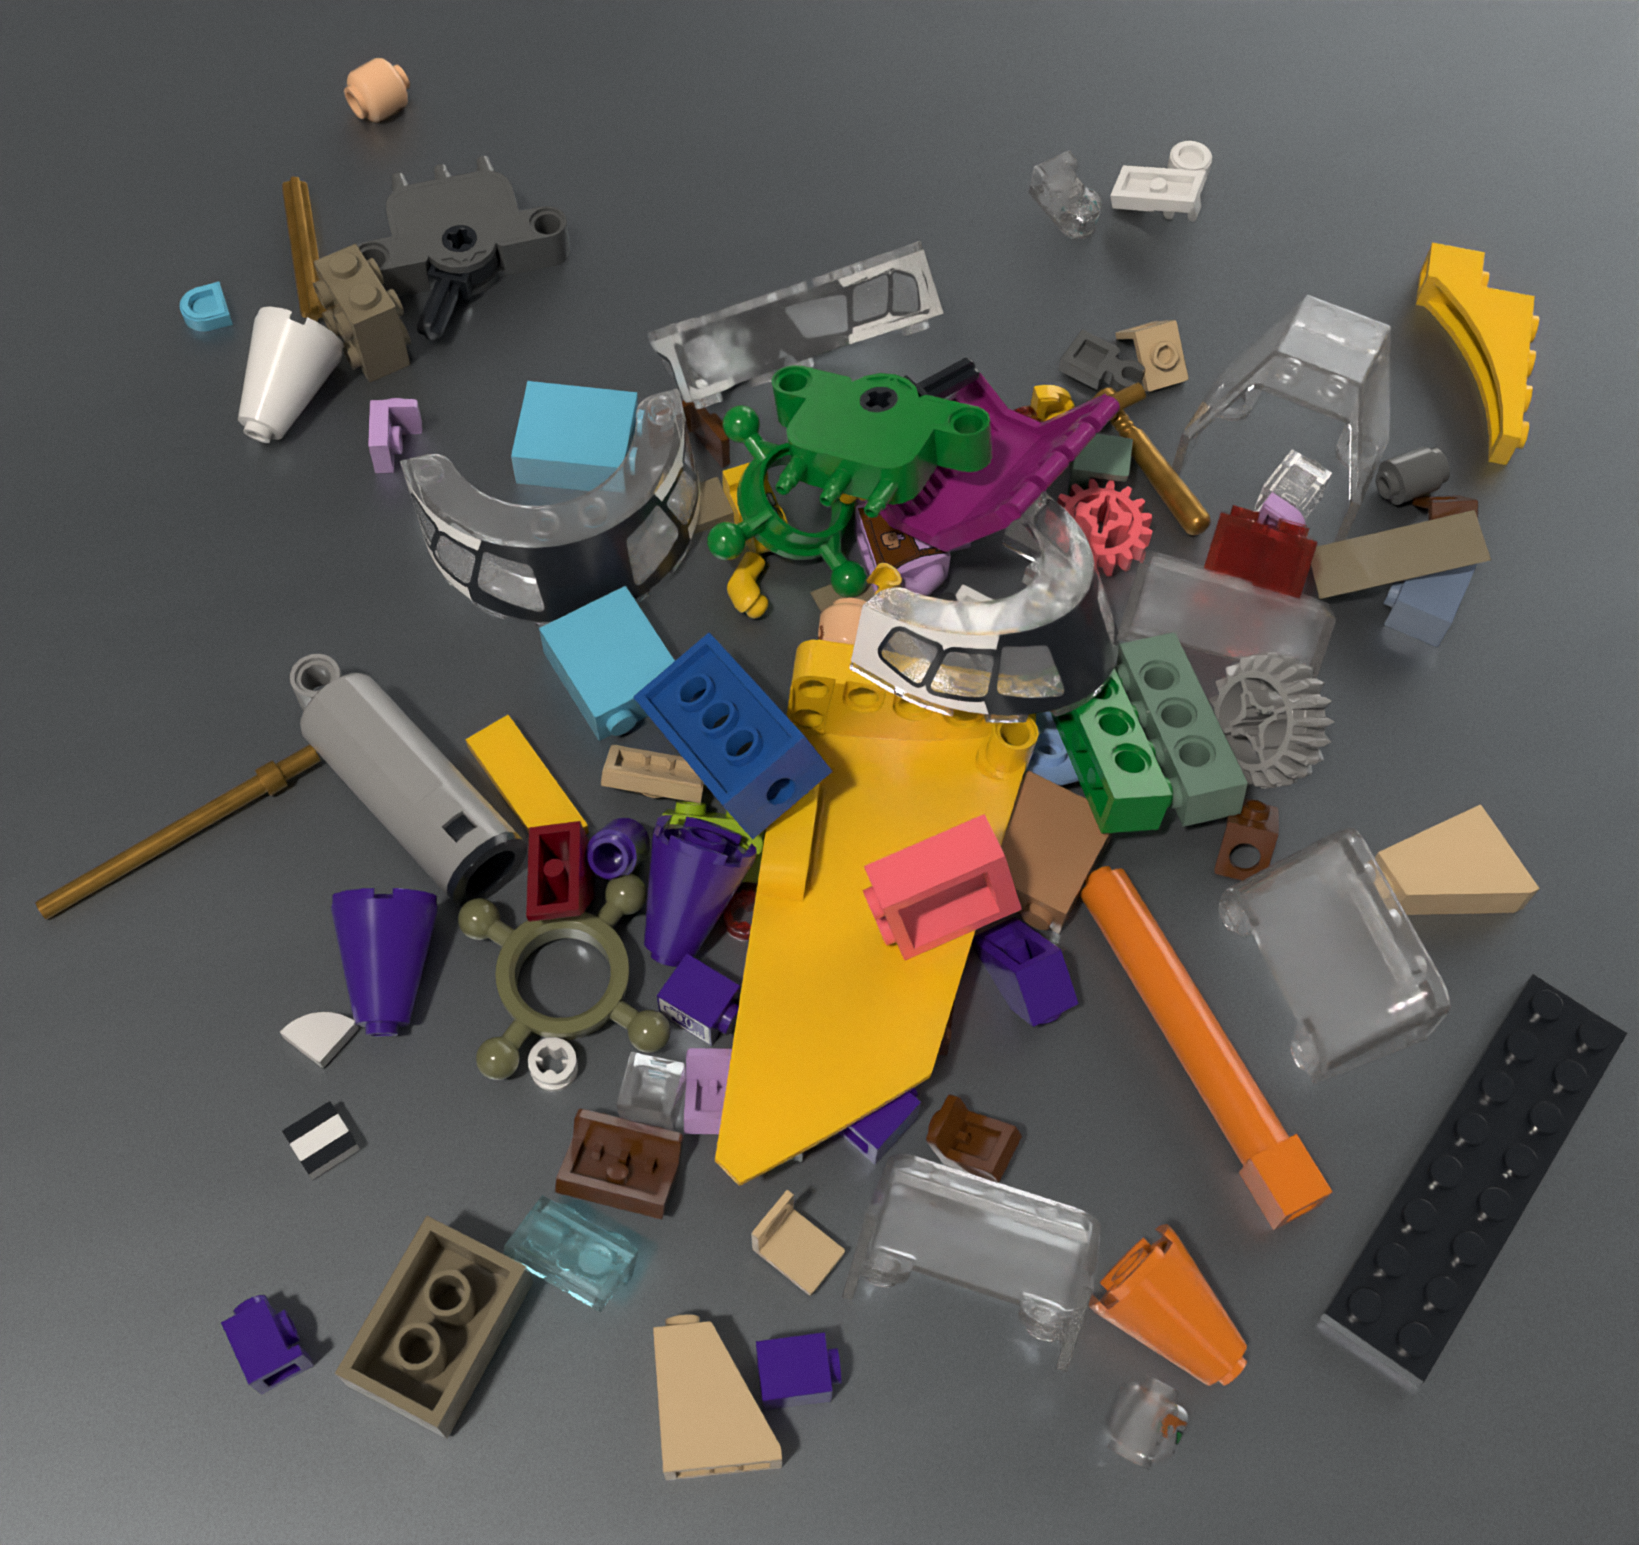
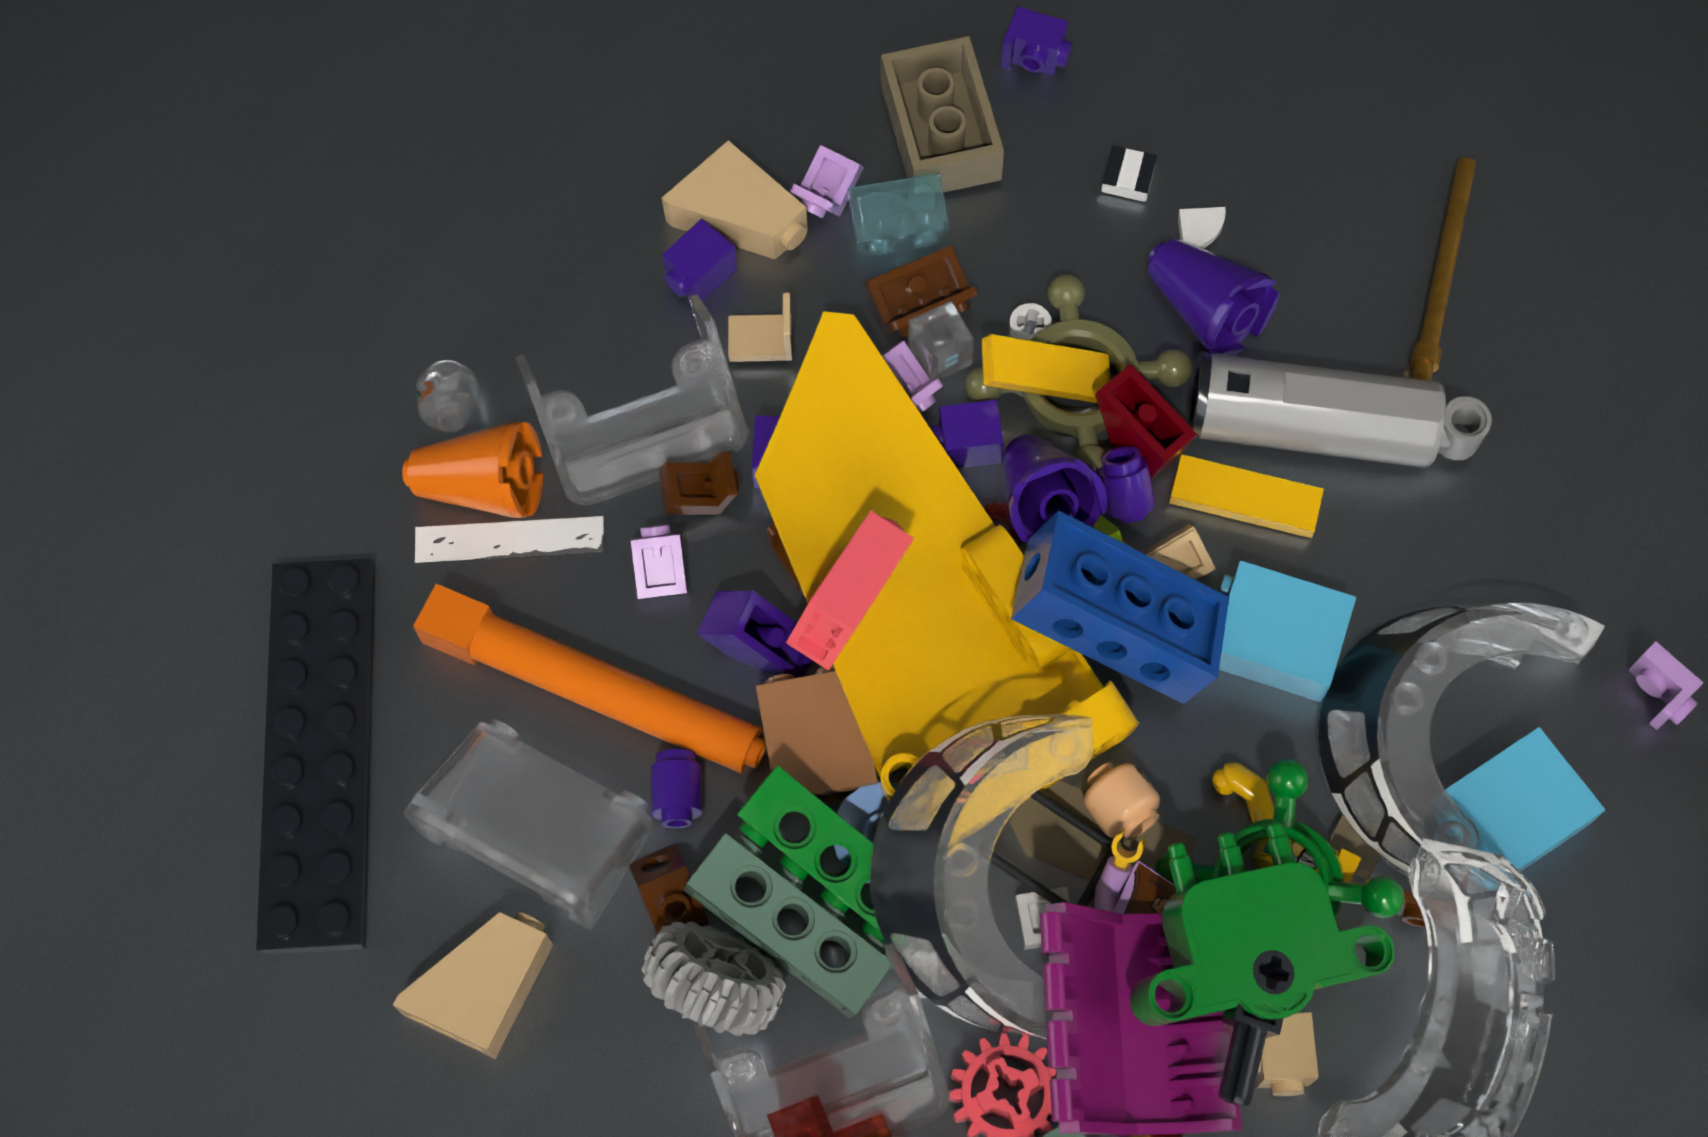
camera: 145 degrees right, 5 degrees up
(591, 988) = (1043, 368): none -> yellow tile
(603, 1356) = (827, 182): none -> lavender bracket
(1058, 1104) = (658, 562): none -> lavender bracket
(1138, 1218) = (509, 539): none -> white sticker
(1186, 900) = (676, 788): none -> dark purple brick

